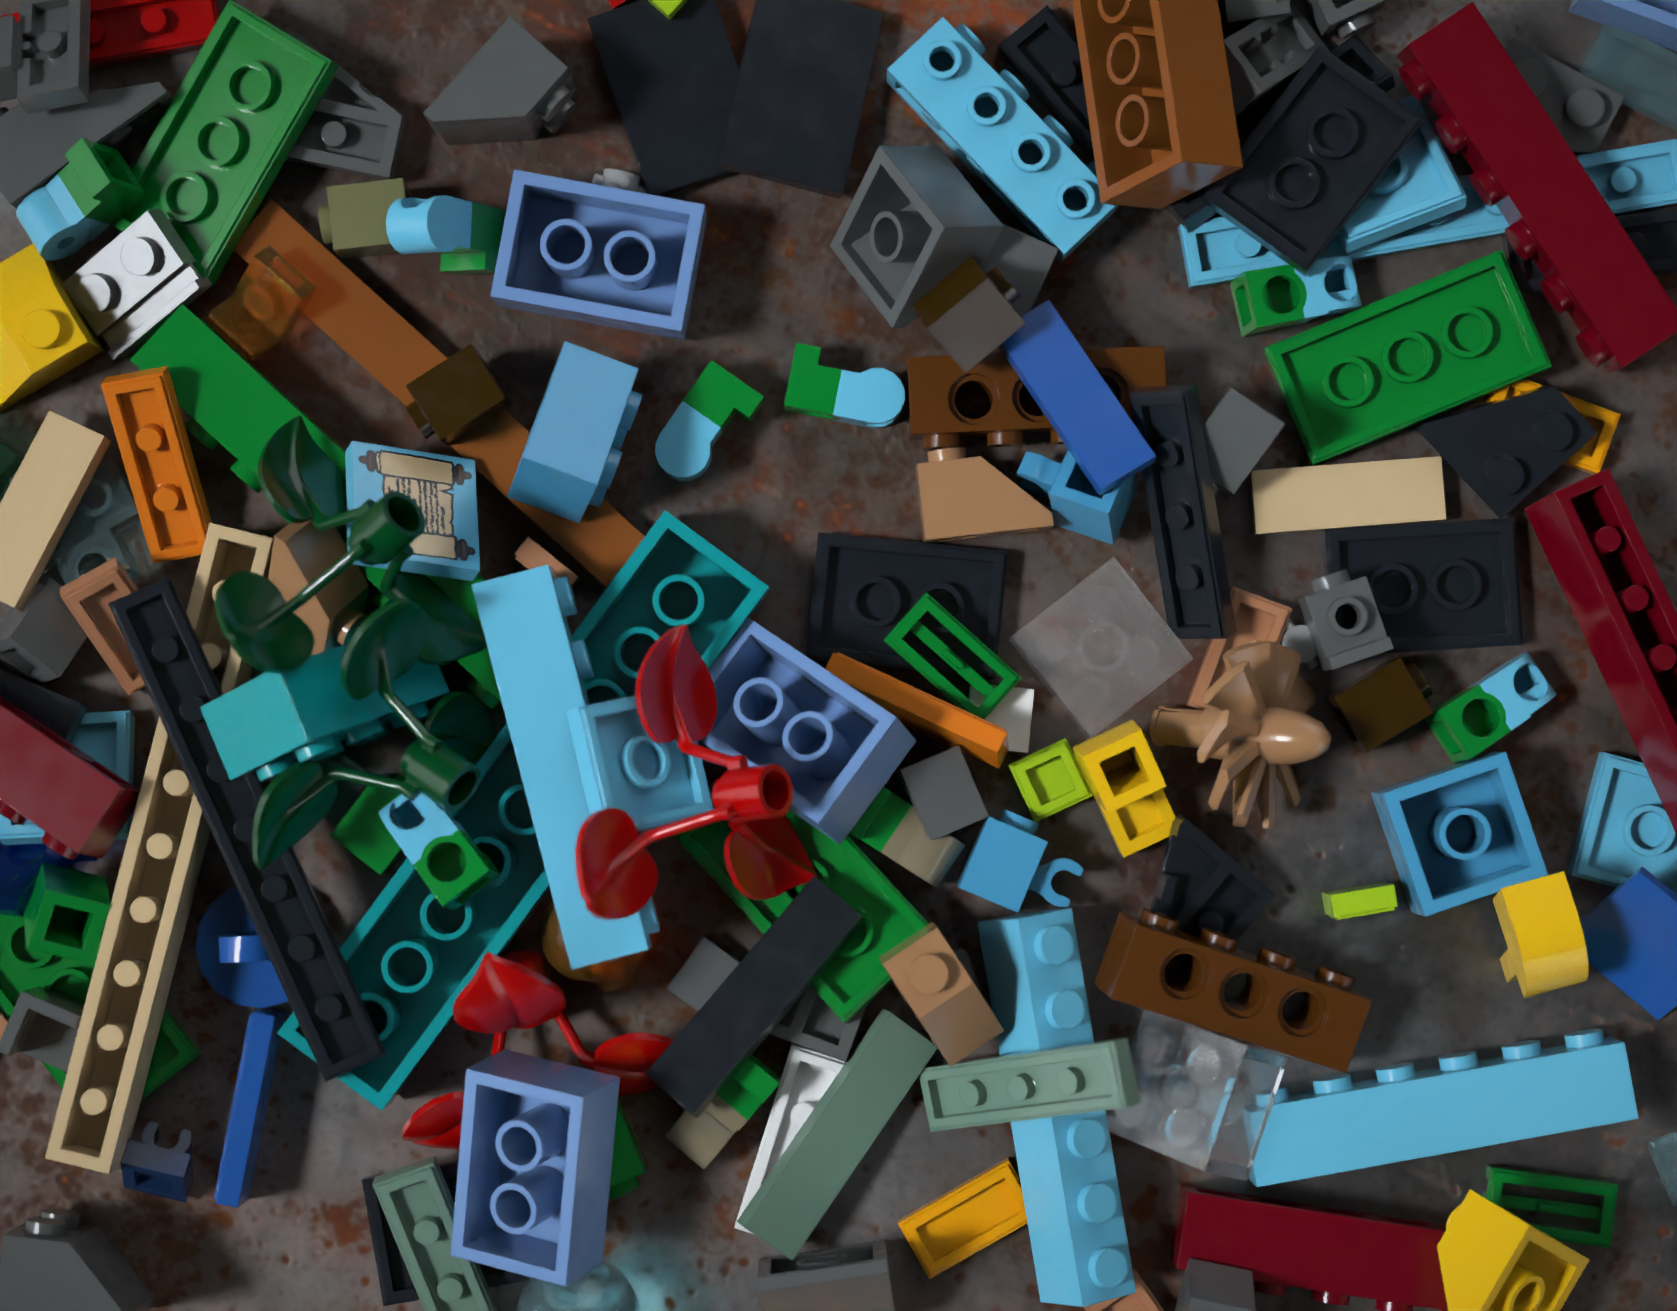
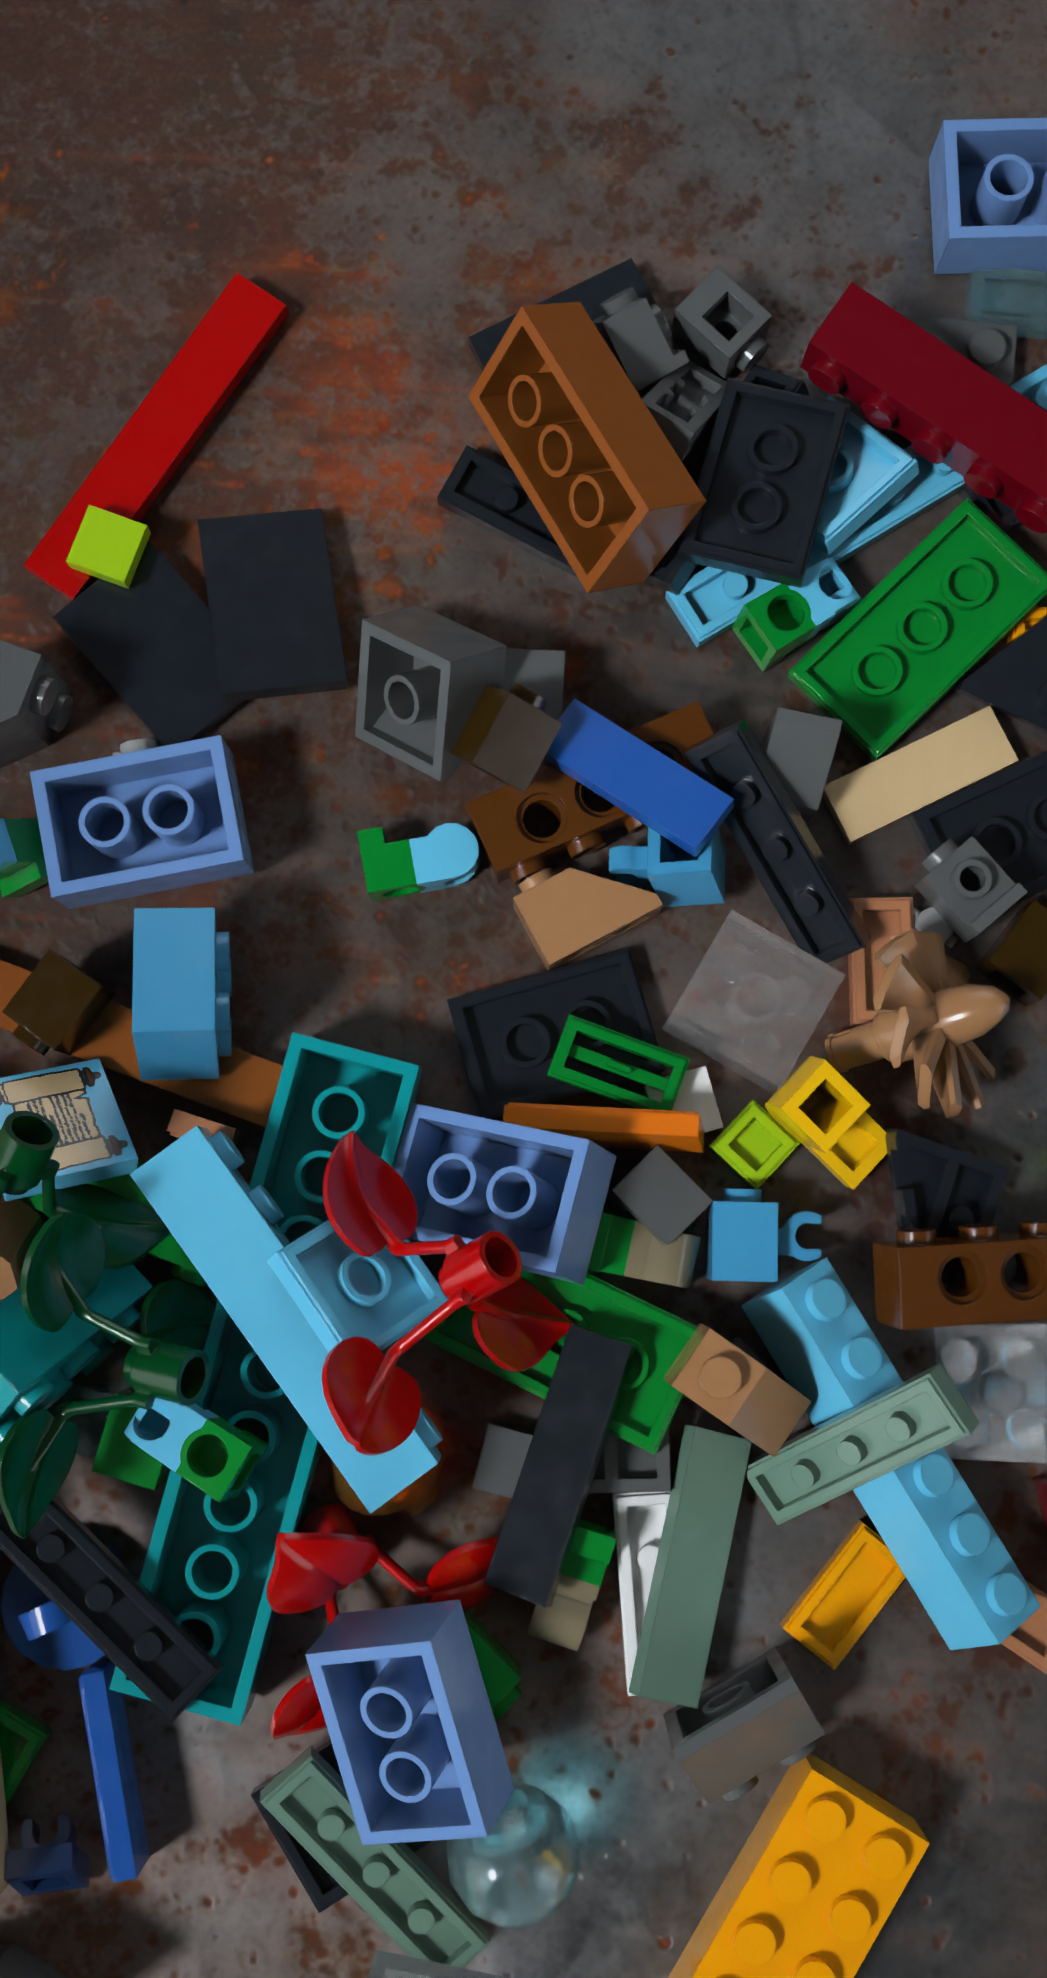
camera: 15 degrees left, 5 degrees down
(700, 419) = (297, 938): leg -> none
(1000, 136) = (470, 574): medium azure brick -> none

